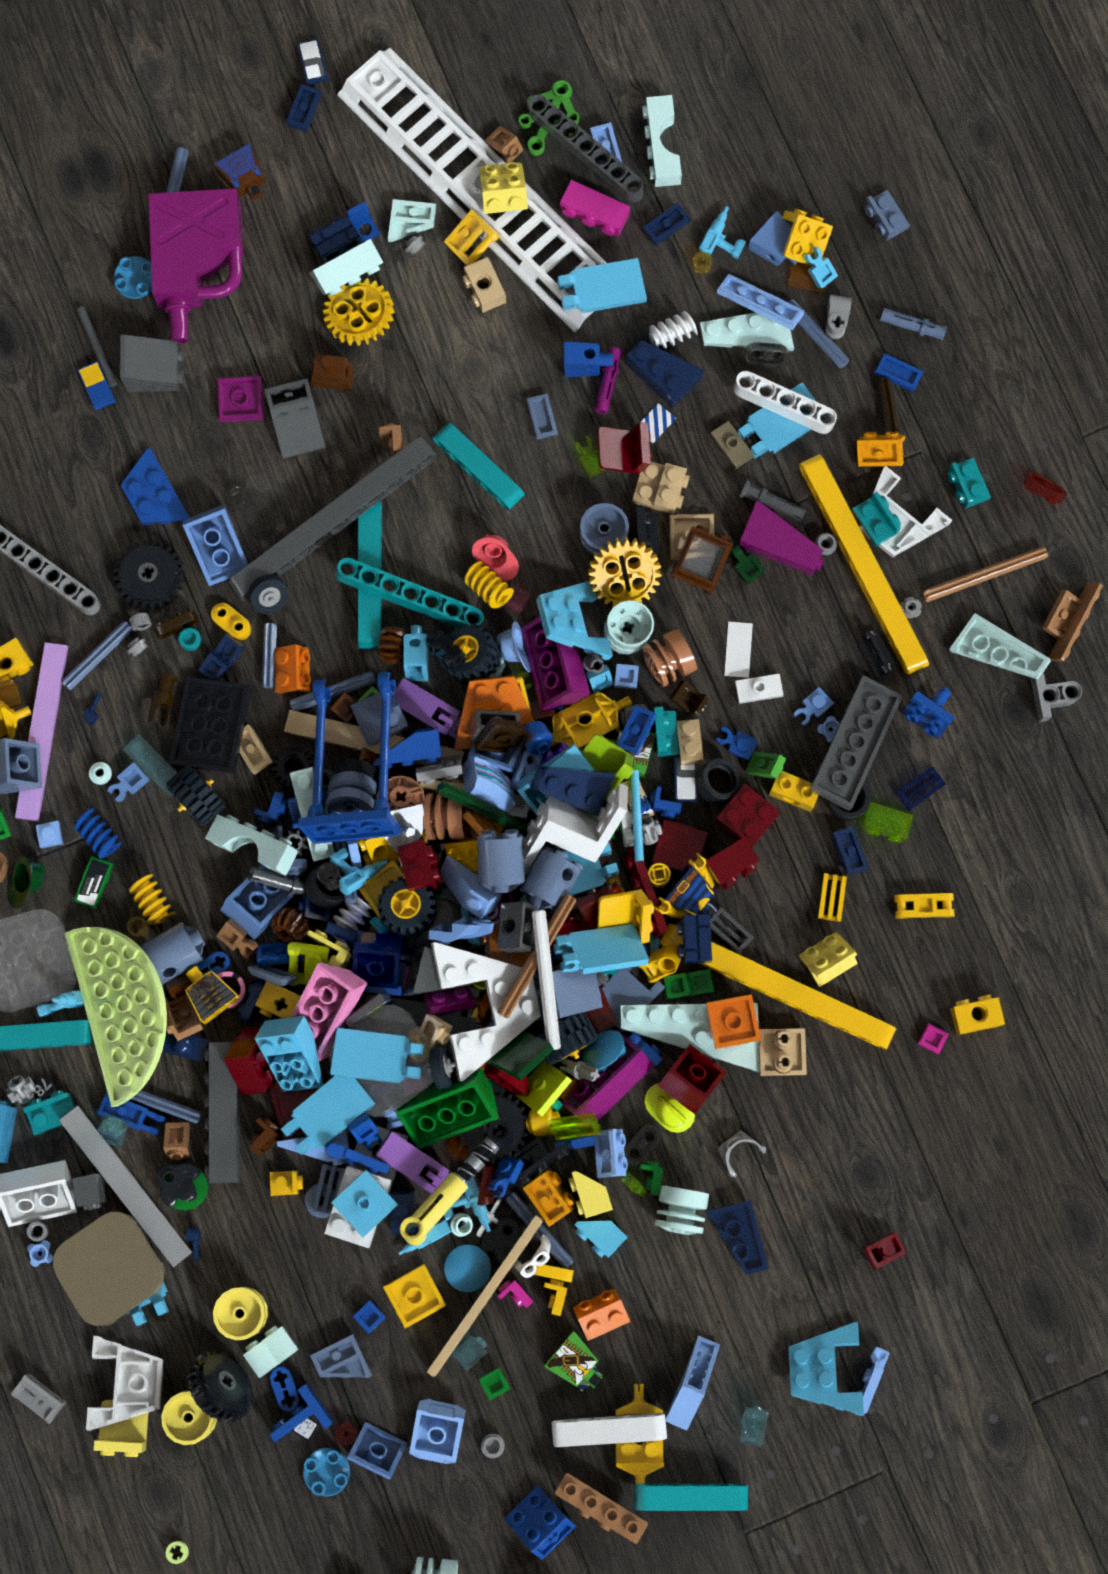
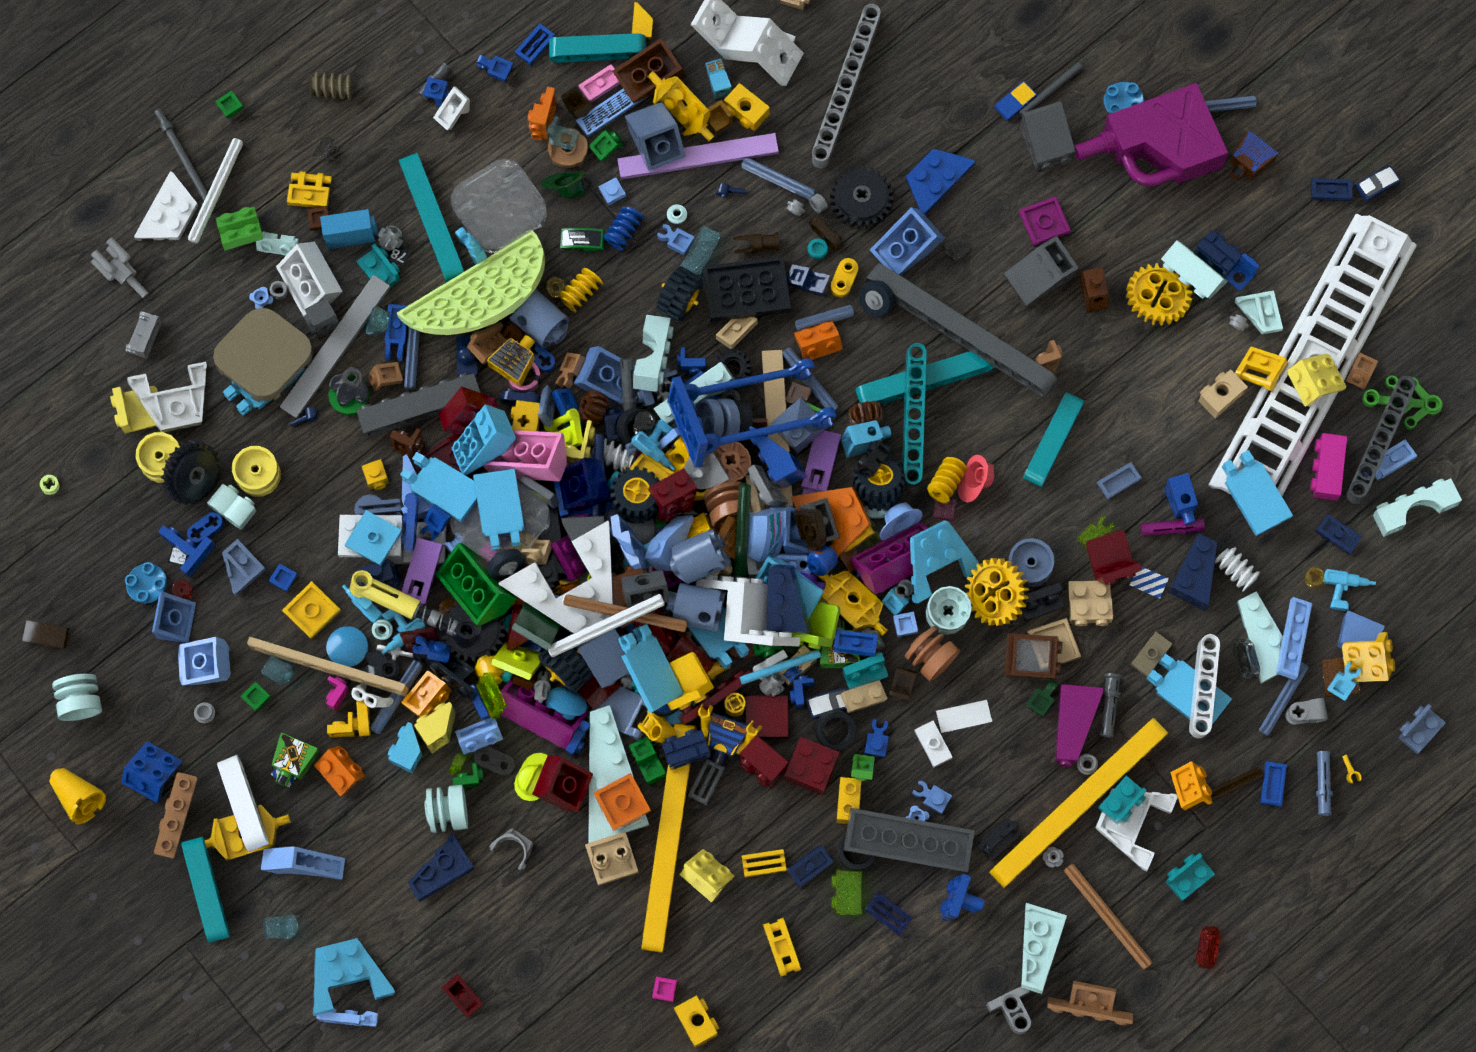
camera: 75 degrees right, 5 degrees down
(908, 295) = (1350, 770): none -> yellow hand

